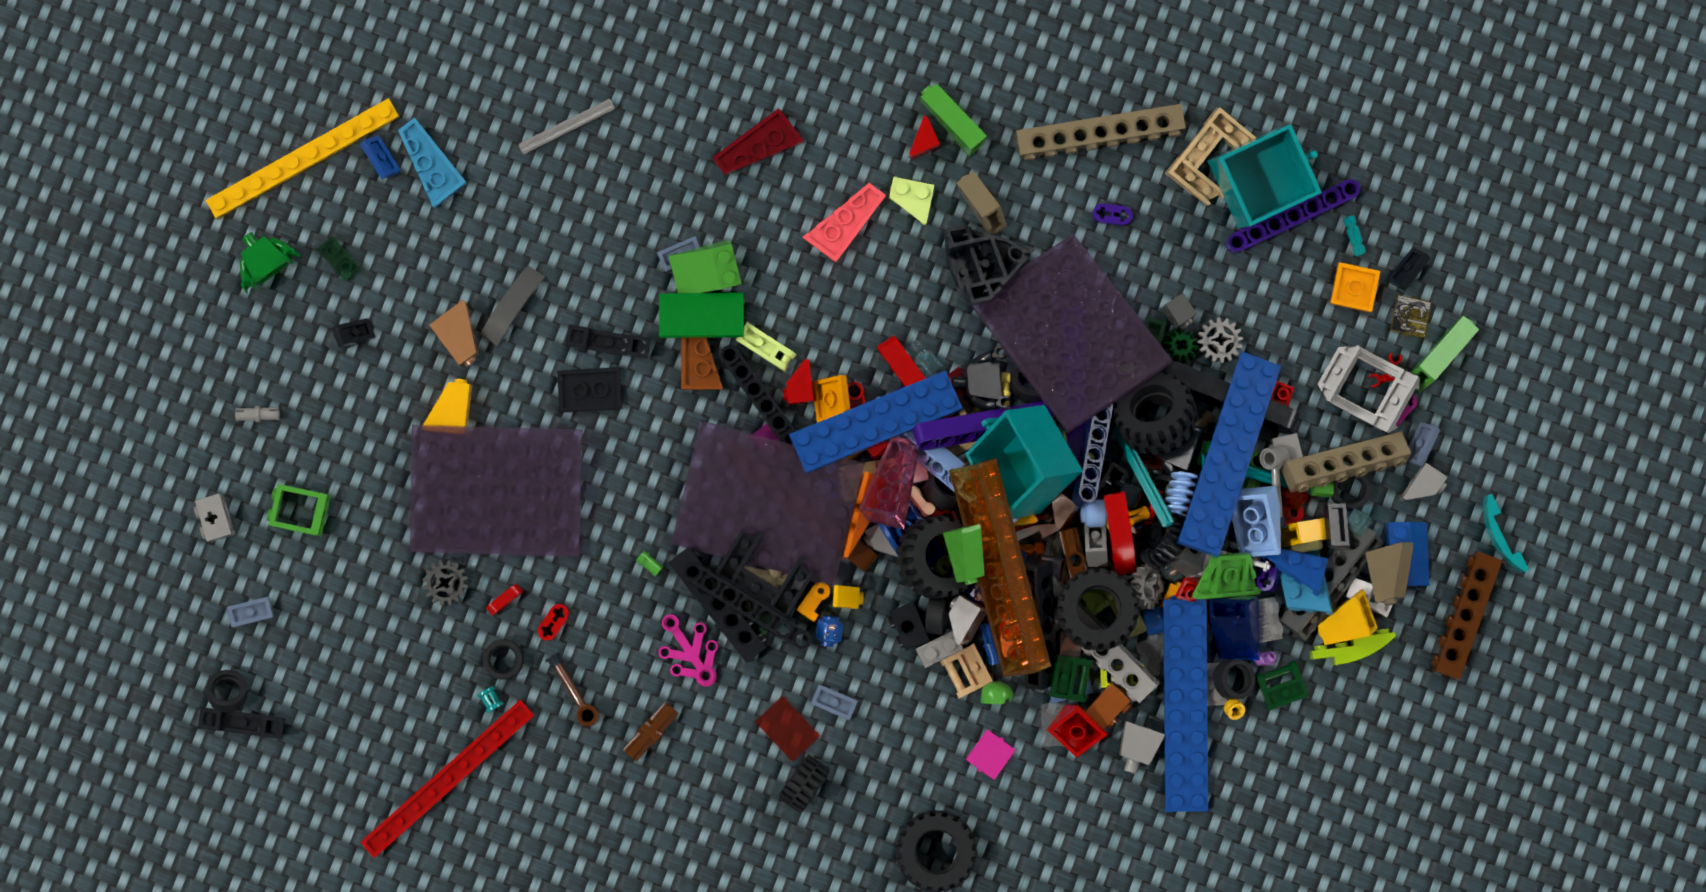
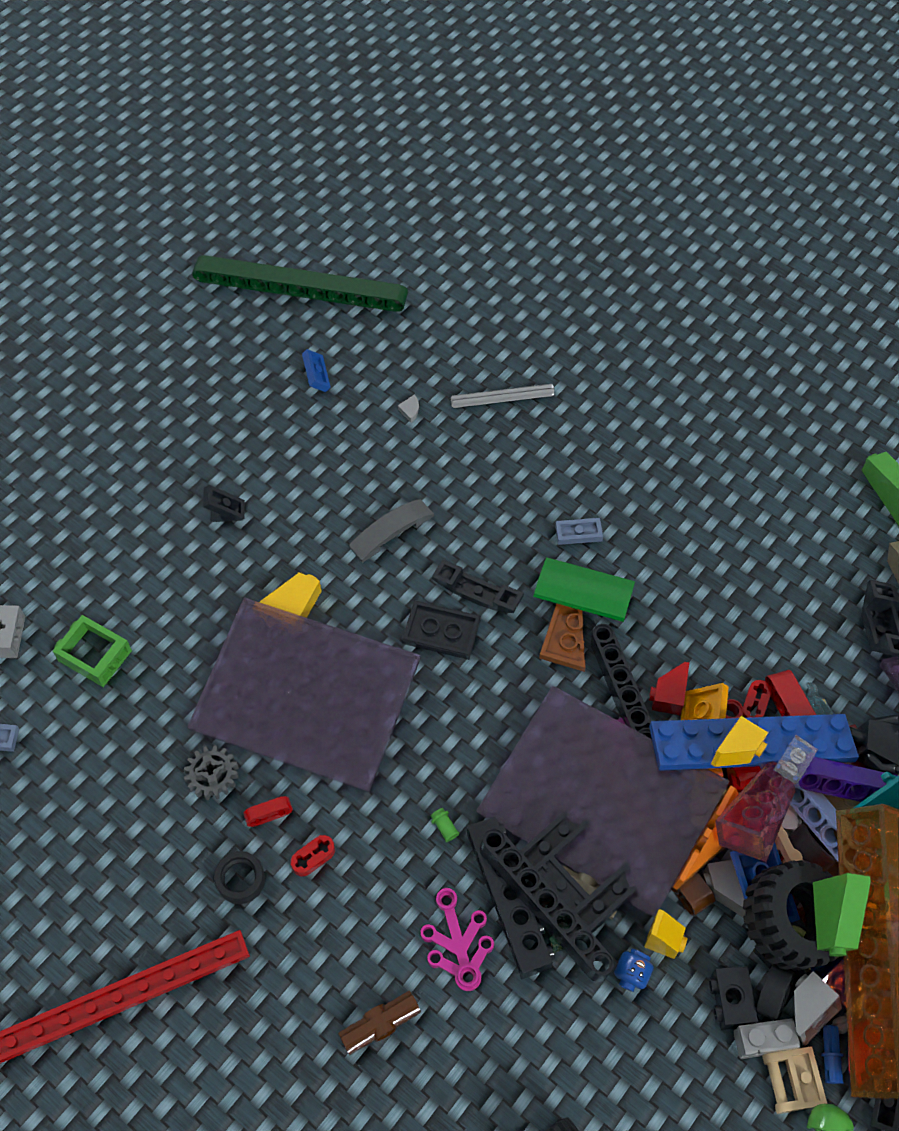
camera: 20 degrees right, 25 degrees down
(257, 414) = (95, 550): light grey pin -> none
(263, 259) = (168, 420): green torso -> none
(302, 158) = (242, 355): yellow plate -> none
(323, 56) = (300, 283): none -> dark green beam
(338, 258) = (239, 441): clear green slope -> none
(434, 169) = (362, 391): dark azure wing -> none
(457, 334) = (326, 535): medium nougat slope -> none
(484, 169) = (409, 408): none -> light grey tile
(484, 696) = (209, 910): teal bush -> none
(556, 662) = (298, 902): reddish brown piece -> none
(705, 268) = (603, 547): bright green slope -> none
(762, 141) = (689, 458): dark red wing -> none
(765, 347) = (643, 642): yellowish green plate -> none
(787, 728) = (547, 1079): clear red piece -> none
(812, 600) = (628, 924): light orange leg -> none
(834, 702) = (616, 1063): sand blue plate -> none
(844, 224) = (752, 556): coral wing -> none
(864, 436) = (741, 744): none -> yellow slope
(868, 371) = (761, 703): none -> red beam
(910, 435) = (795, 759): none -> clear plate
(912, 197) = (836, 549): yellowish green wing -> none
(925, 140) = (862, 501): red slope -> none

